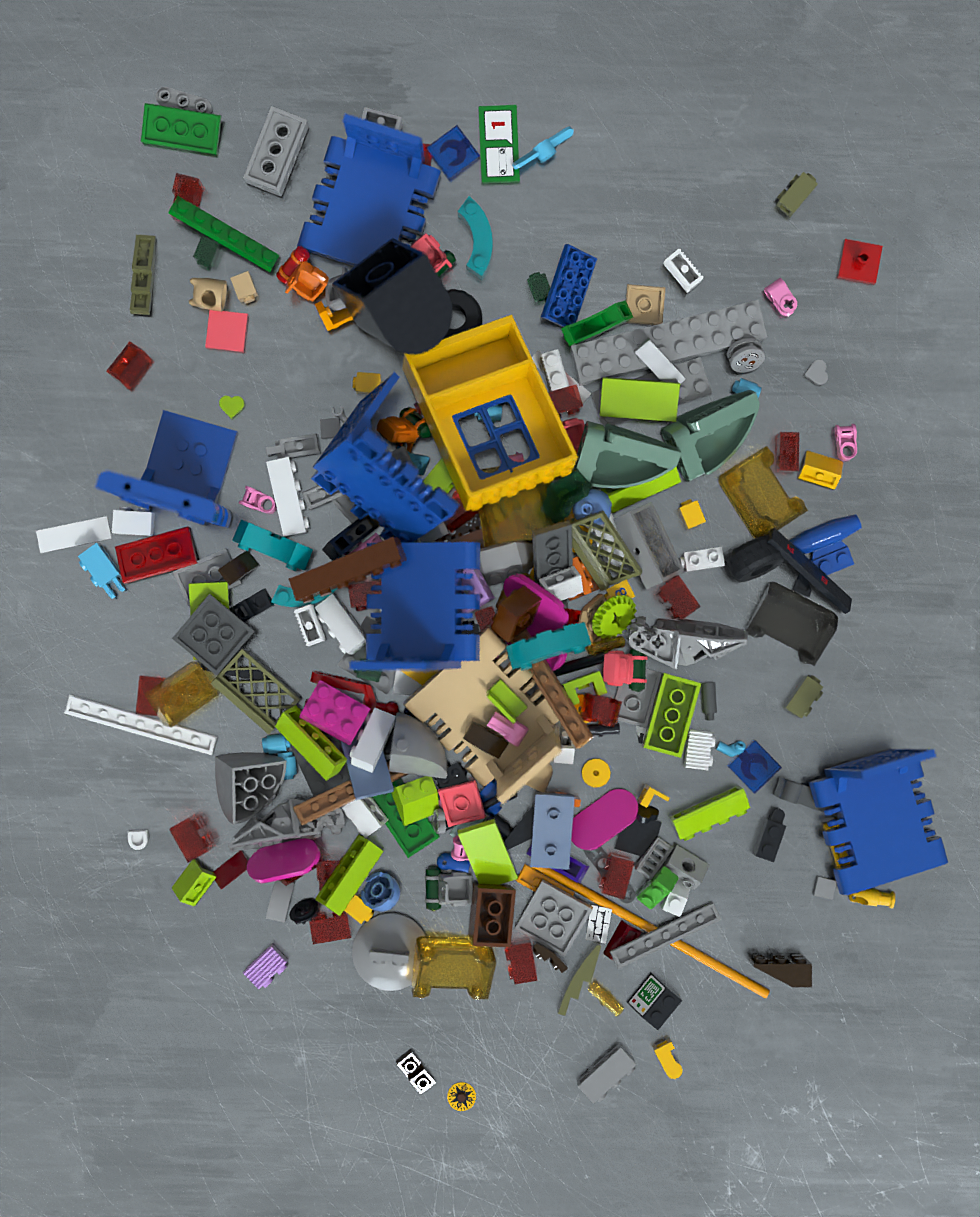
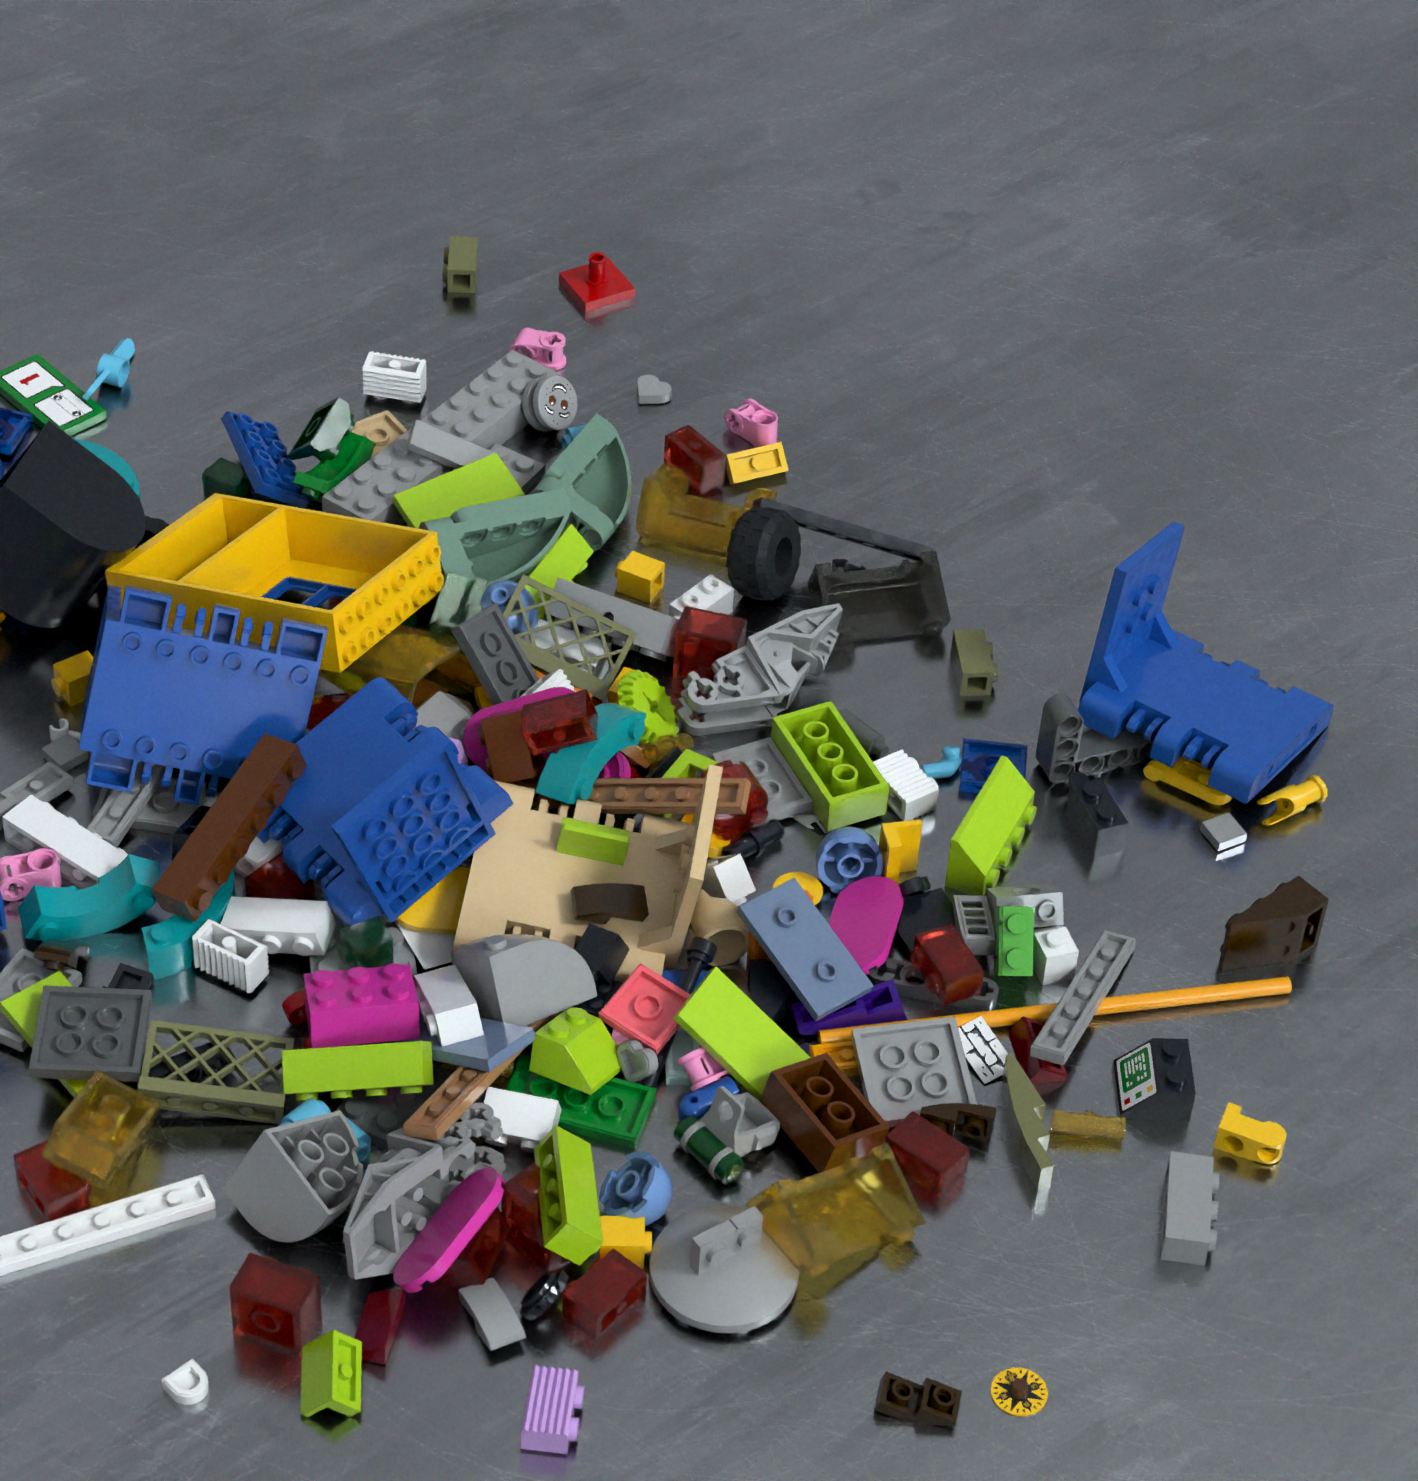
camera: 40 degrees left, 45 degrees down
(461, 762) = (603, 952): none -> black brick
(512, 732) = (636, 867): bright pink piece -> none
(535, 633) = (559, 722): none -> clear red brick
(602, 302) = (324, 432): none -> slope
(626, 669) = (721, 740): coral piece -> none
(630, 777) = (847, 857): none -> medium blue cylinder
(826, 543) = (832, 500): blue plate -> none

